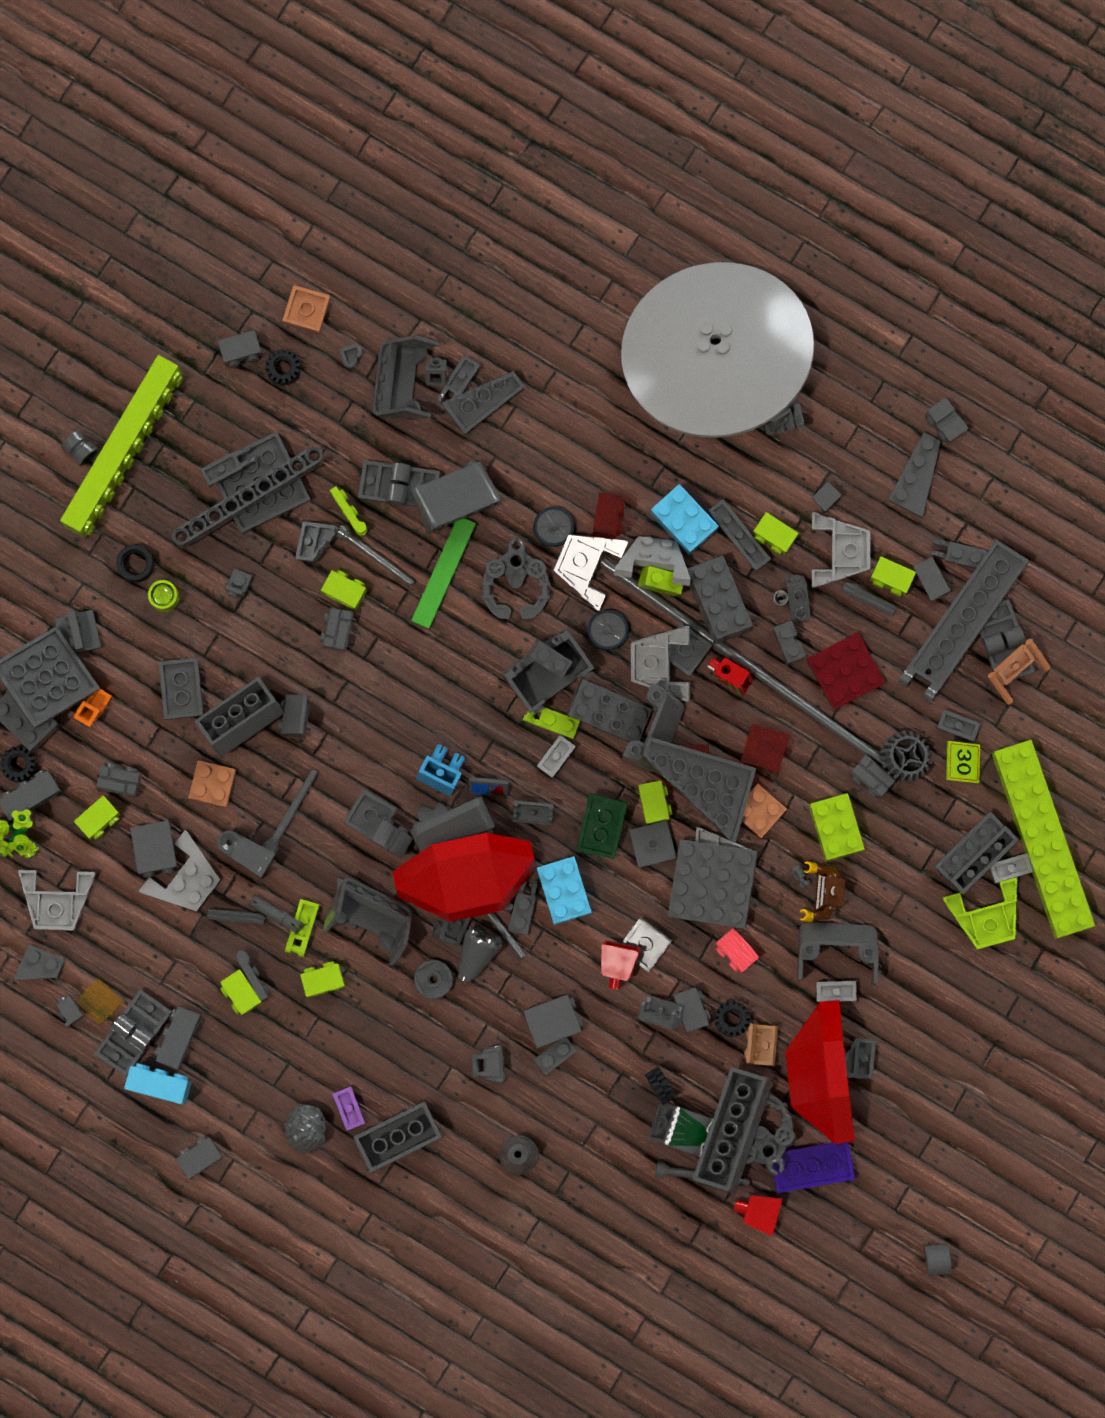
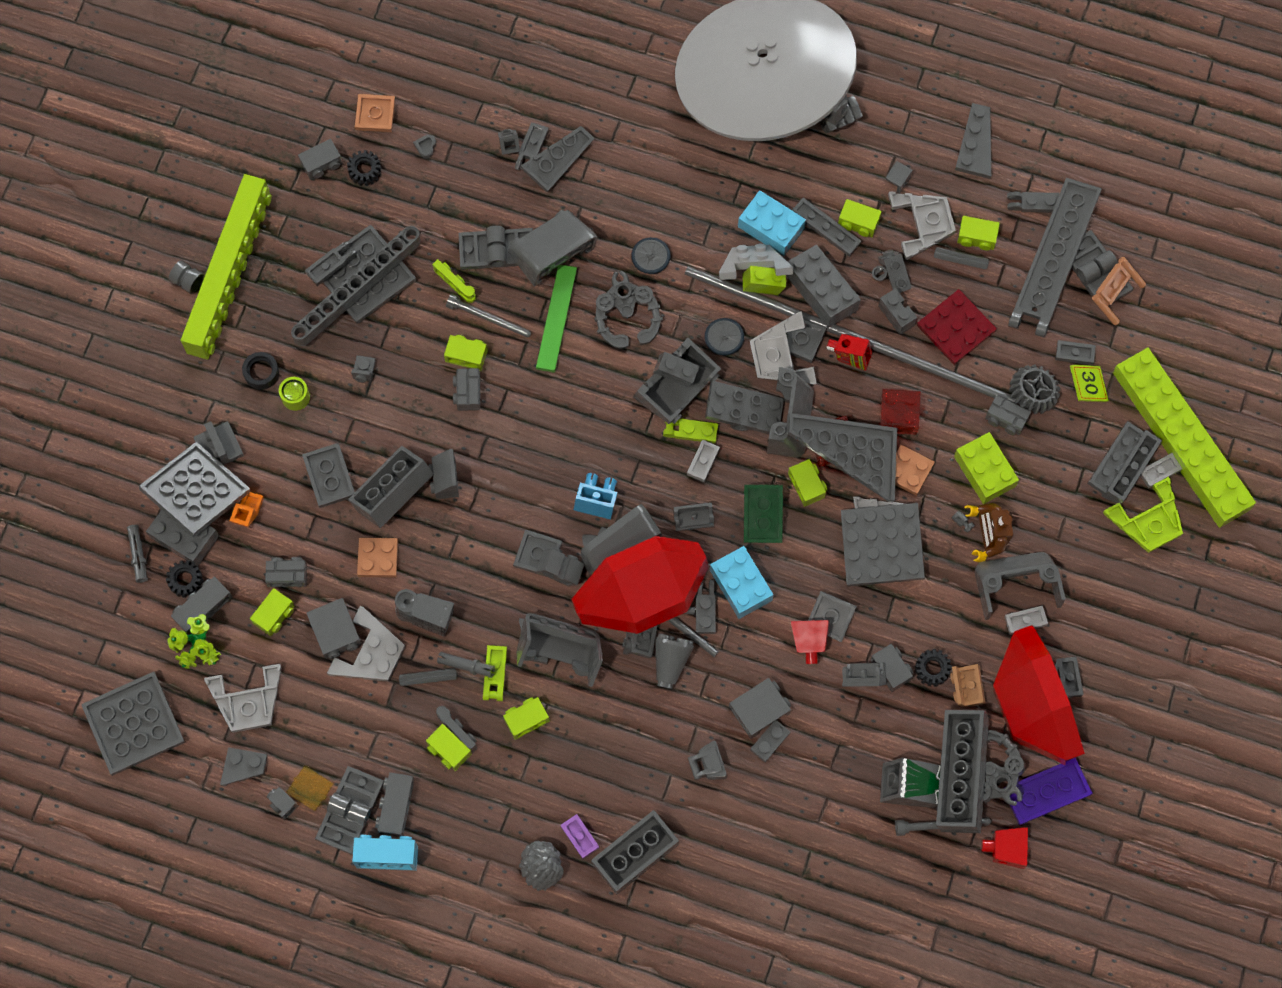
camera: 15 degrees left, 10 degrees down
(199, 1157) = (441, 917): dark grey brick -> none
(272, 843) = (460, 565): dark grey piece -> none
(314, 540) = (427, 313): dark grey wing -> none
(397, 375) = (472, 151): dark grey windscreen -> none
(425, 972) = (632, 684): dark grey plate -> none
(488, 787) = (651, 501): slope -> none
(518, 1165) = (756, 851): dark grey cone -> none
(580, 560) = (683, 280): wing -> none
(607, 516) = (700, 233): clear red brick -> none
(652, 844) = (815, 522): dark grey plate -> none
(660, 1085) = (880, 745): black tyre -> none
(736, 950) = (921, 603): coral brick -> none
(932, 579) = (1016, 227): dark grey hinge -> none
(937, 1260) = (1193, 853): dark grey piece -> none
(946, 421) = (990, 89): dark grey brick -> none

